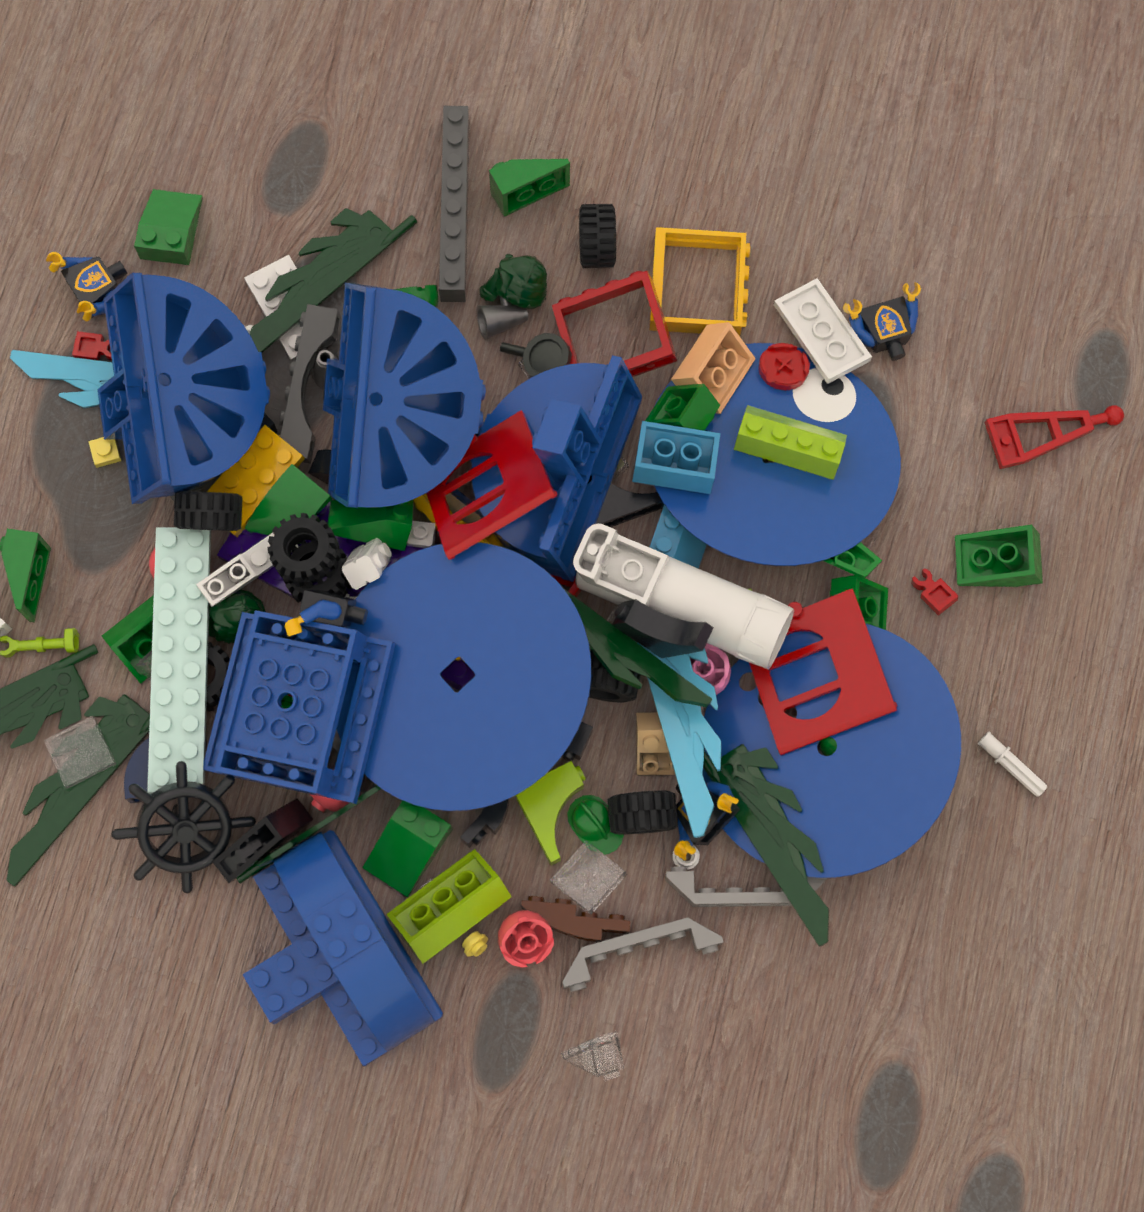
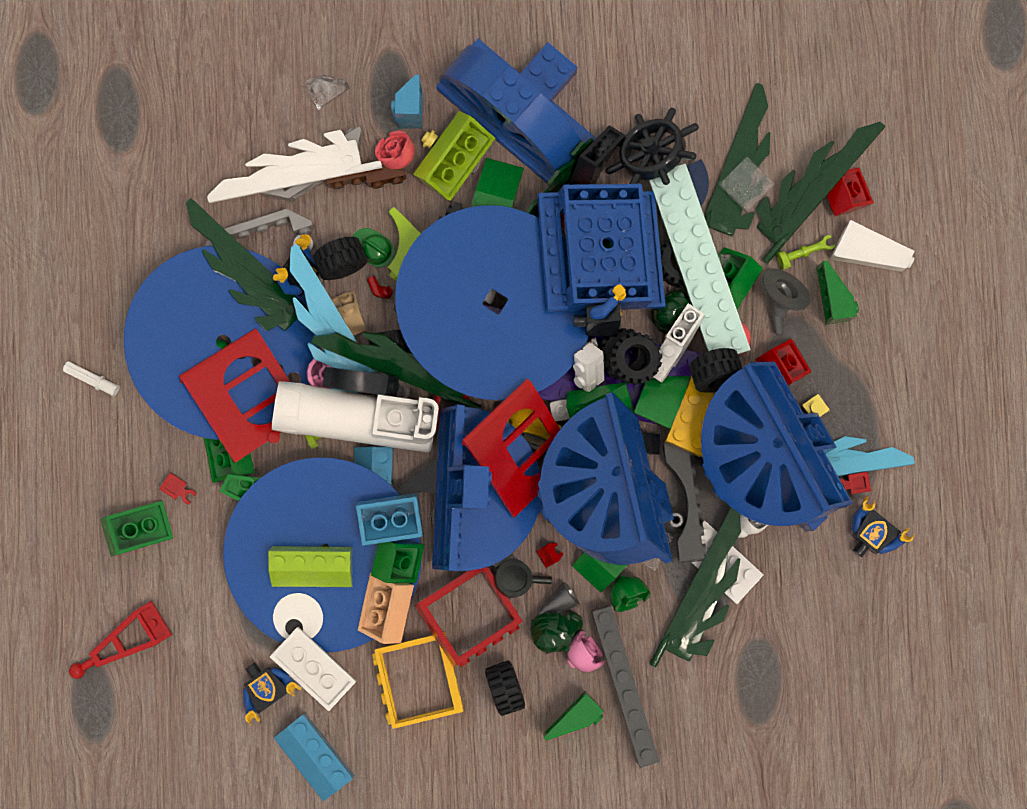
camera: 165 degrees right, 10 degrees up
(86, 592) = (785, 294): none -> dark grey piece
(117, 516) = (788, 361): none -> red slope
(168, 227) = (836, 600): green slope -> none
(486, 989) = (408, 105): none -> dark azure slope
(488, 249) = (584, 653): none -> bright pink cylinder
(494, 374) = (549, 555): none -> red tile
(588, 877) = (365, 206): clear tile -> none
(603, 763) = (378, 290): none -> red arm
(664, 951) = (306, 167): none -> white animal
(783, 366) = (334, 630): red tile -> none
(847, 235) = (314, 757): none -> dark azure slope

